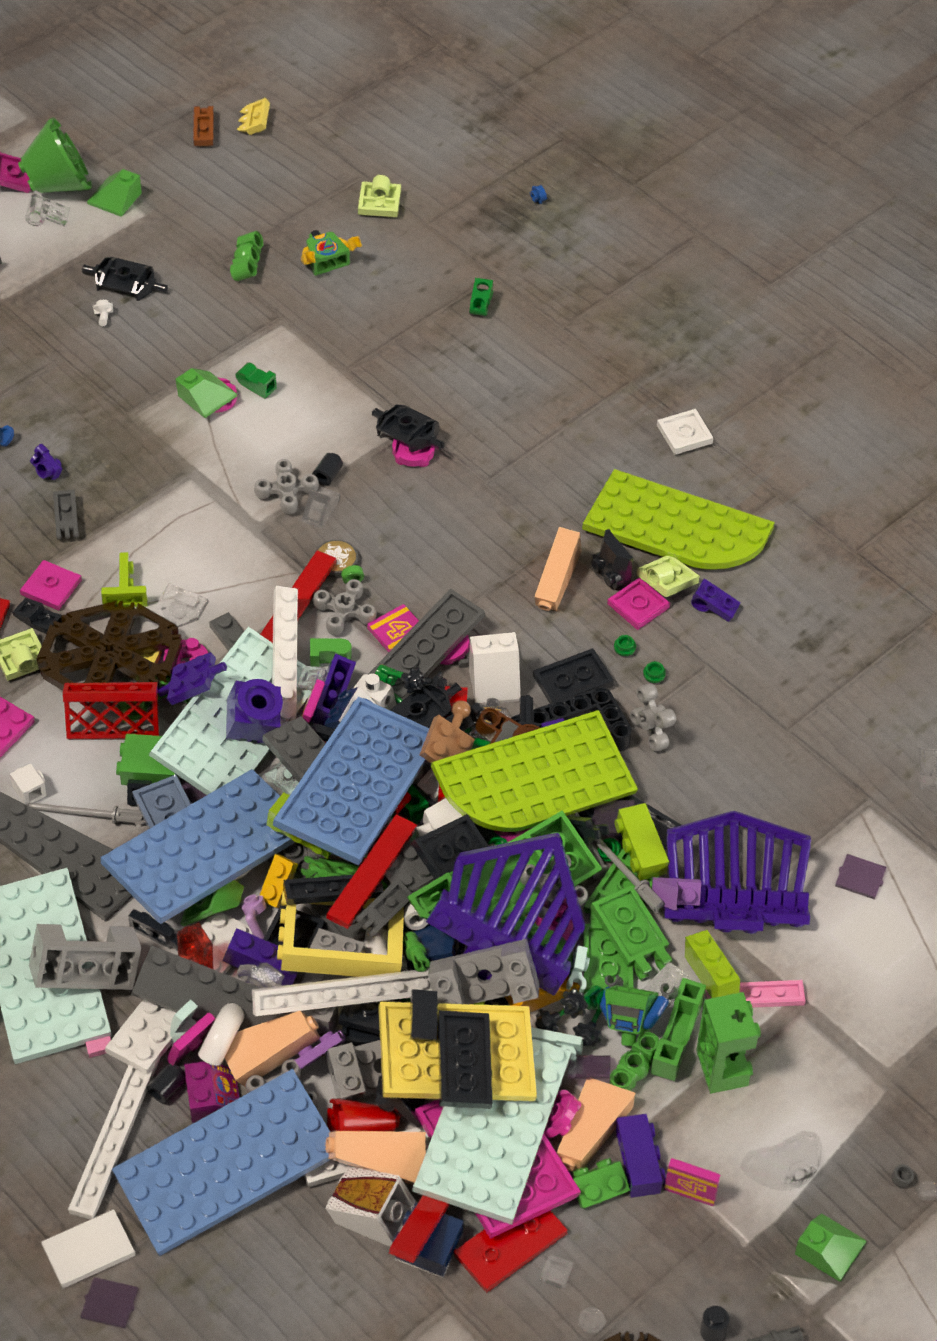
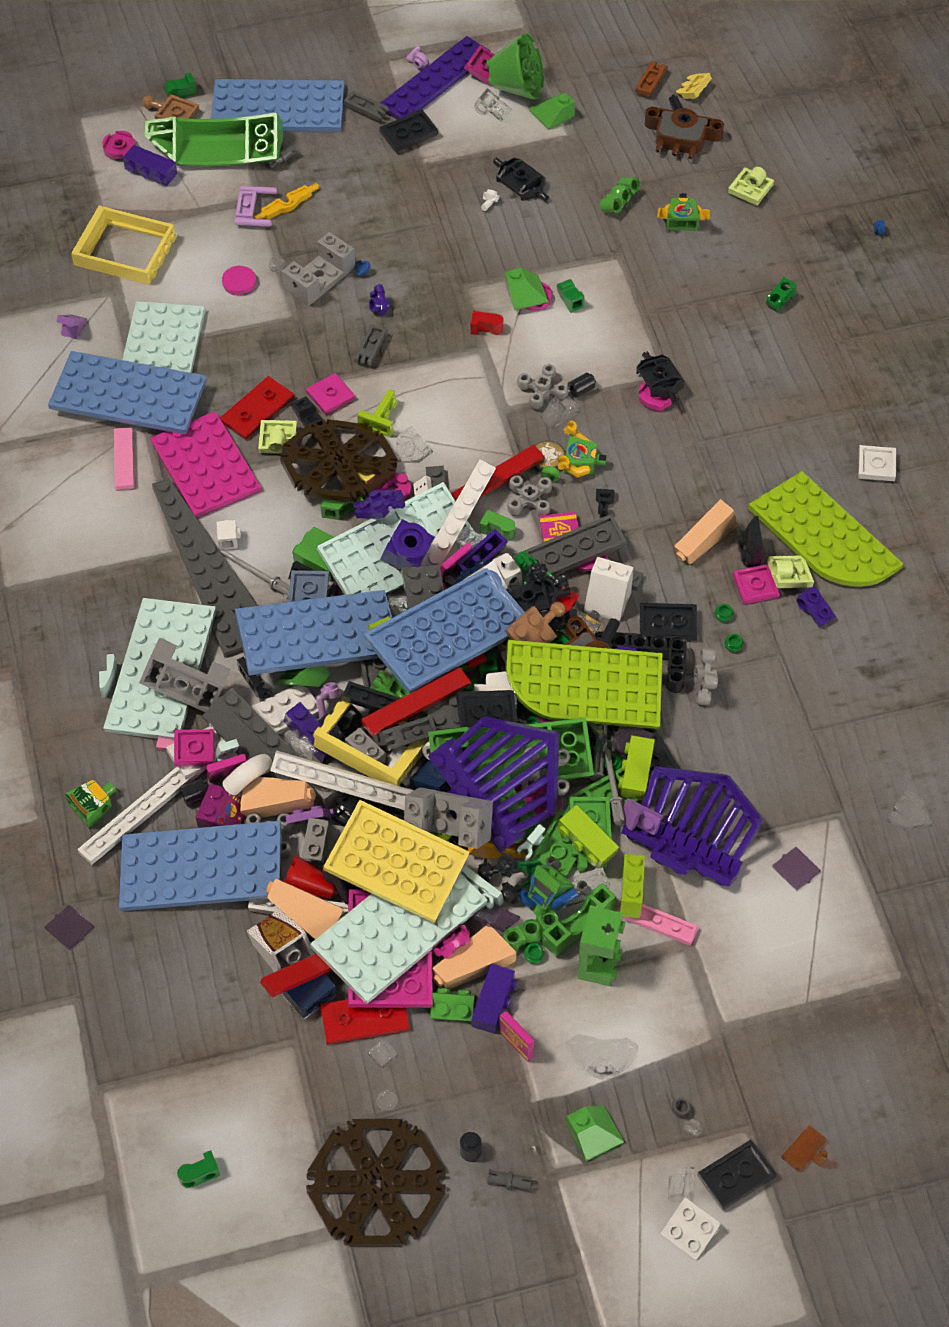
camera: 30 degrees right, 5 degrees up
(50, 1148) = (90, 801): none -> torso
(88, 1249) = (76, 883): white tile -> none
(107, 693) = (314, 492): red fence -> none
(140, 1033) = (193, 747): none -> dark pink tile
(182, 442) = (486, 323): none -> red leg
(195, 945) = (263, 702): clear red bracket -> none
(220, 644) = (422, 485): none -> white tile
(269, 165) = (682, 128): none -> reddish brown piece
(280, 870) = (360, 674): yellow plate -> none
(372, 540) = (580, 454): none -> torso
(415, 951) = (415, 775): bright green pin -> none
(423, 1015) = (383, 823): black slope -> none
(430, 588) = (604, 501): none -> black piece
(464, 1059) = (394, 869): black plate -> none
(609, 1034) = (524, 897): none -> blue piece
(638, 936) = (587, 837): none -> lime brick
(650, 1087) = (534, 953): none -> green plate

